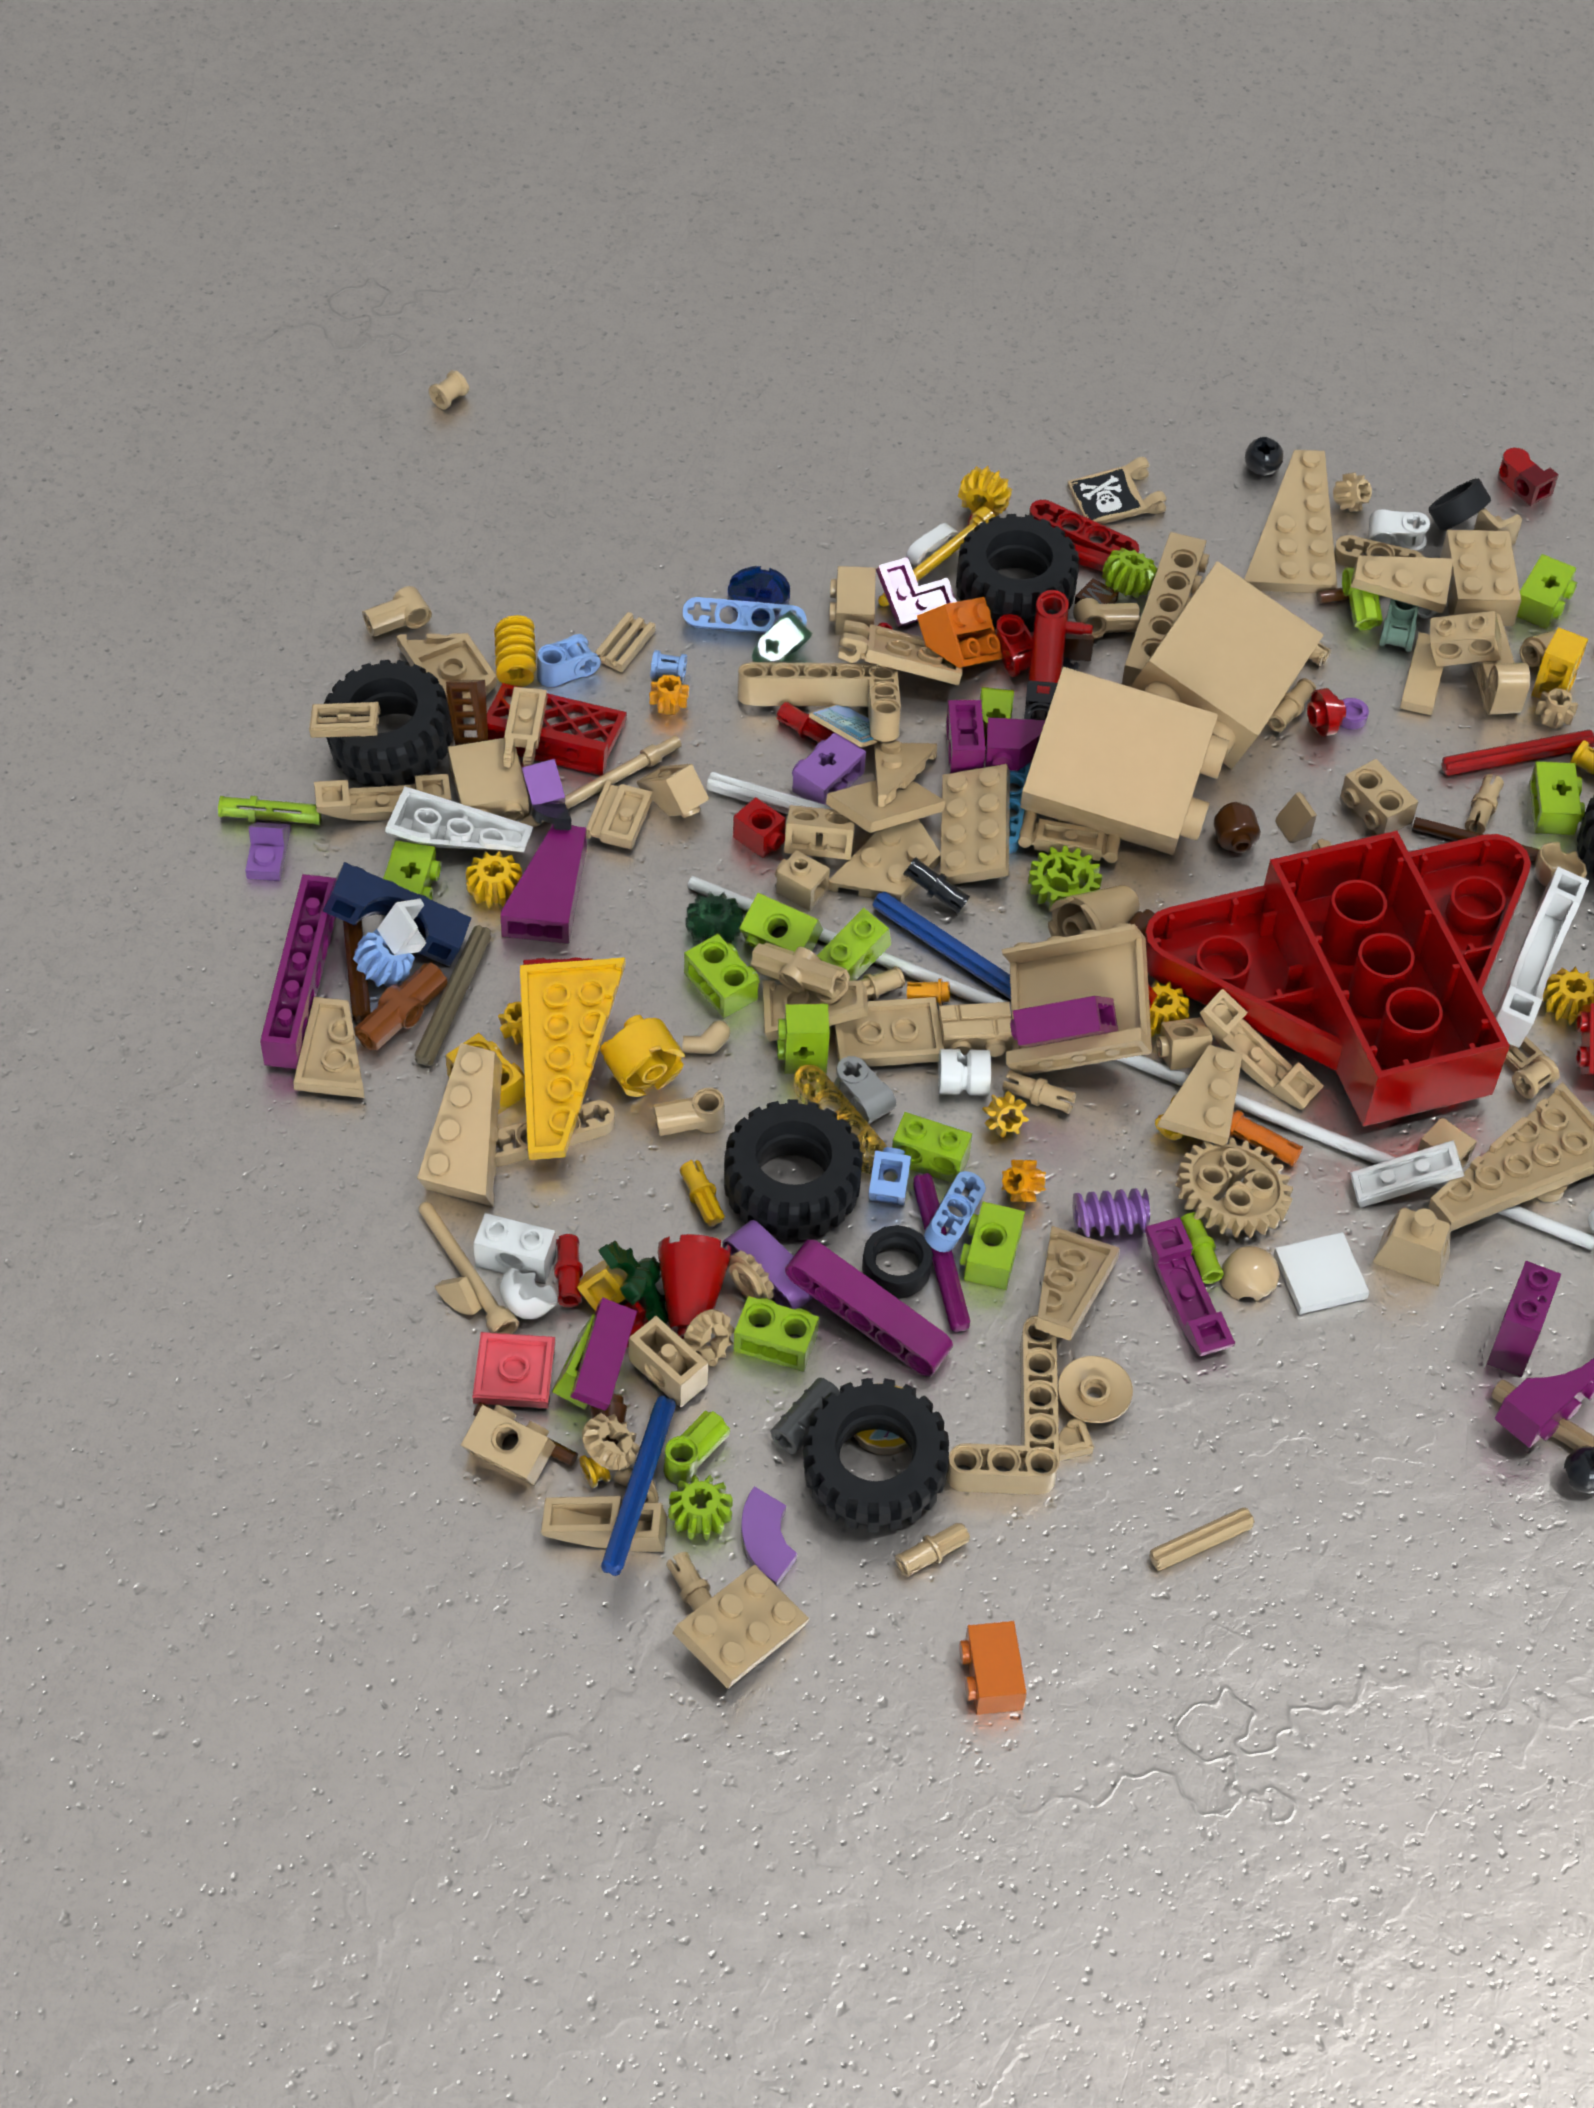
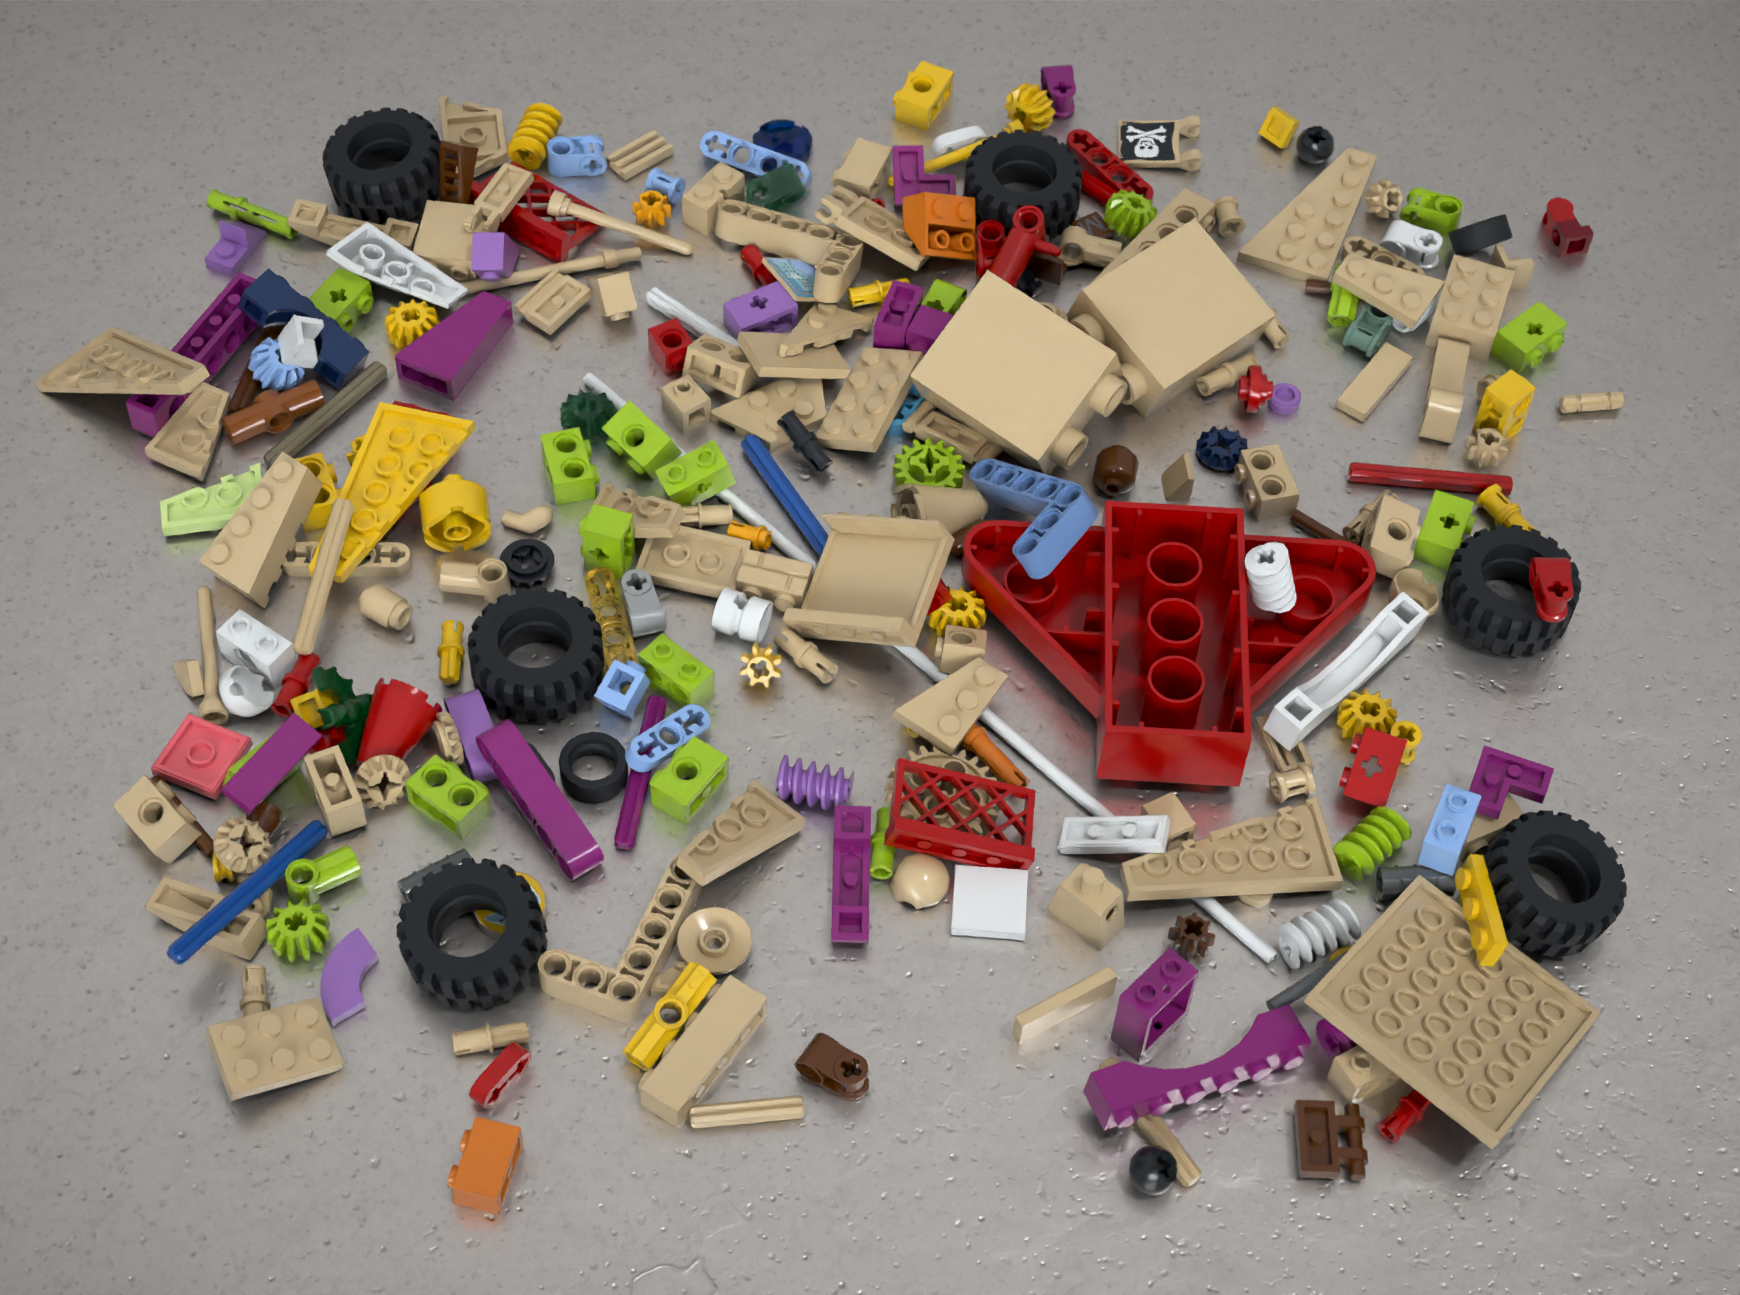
camera: 20 degrees right, 0 degrees up
(235, 1003) = (123, 365): none -> tan wing
(344, 724) = (336, 153): tan tile -> none
(398, 1116) = (208, 507): none -> yellowish green wing
(405, 609) = (460, 76): tan piece -> none
(550, 1155) = (322, 576): none -> tan axle
(552, 813) = (485, 282): black tile -> none
(583, 715) = (561, 205): none -> tan piece
(616, 1168) = (385, 607): none -> tan brick
(721, 666) = (702, 200): none -> tan piece
(742, 1077) = (522, 550): none -> black gear
(800, 970) = (632, 479): tan piece -> none
(873, 506) = (923, 95): none -> yellow brick
(924, 718) = (870, 293): none -> yellow axle
(962, 1580) = (500, 1075): none -> red beam
(999, 456) = (1060, 88): none -> magenta piece
(1023, 1180) = (746, 730): light orange gear -> none
(1064, 1021) = (841, 592): magenta brick -> none
(1087, 1494) = (655, 1034): none -> yellow piece
(1137, 1495) = (702, 1051): none -> tan brick
(1219, 549) = (1229, 220): none -> tan bush
(1222, 447) = (1279, 127): none -> yellow tile
(1226, 875) = (1060, 507): none -> medium blue beam
(1258, 1470) = (834, 1067): none -> reddish brown piece
(1259, 1059) = (1026, 680): tan slope -> none
(1268, 1228) = (951, 843): none -> red fence
(1319, 787) = (1216, 456): none -> dark blue gear
(1403, 493) = (1434, 211): none -> lime piece
(1437, 1345) = (1064, 1004): none -> tan tile
(1450, 886) = (1271, 577): none -> white piece
(1465, 638) = (1419, 357): tan brick -> none
(1517, 813) = (1390, 535): none -> tan brick
(1517, 1246) = (1191, 936): none -> reddish brown gear

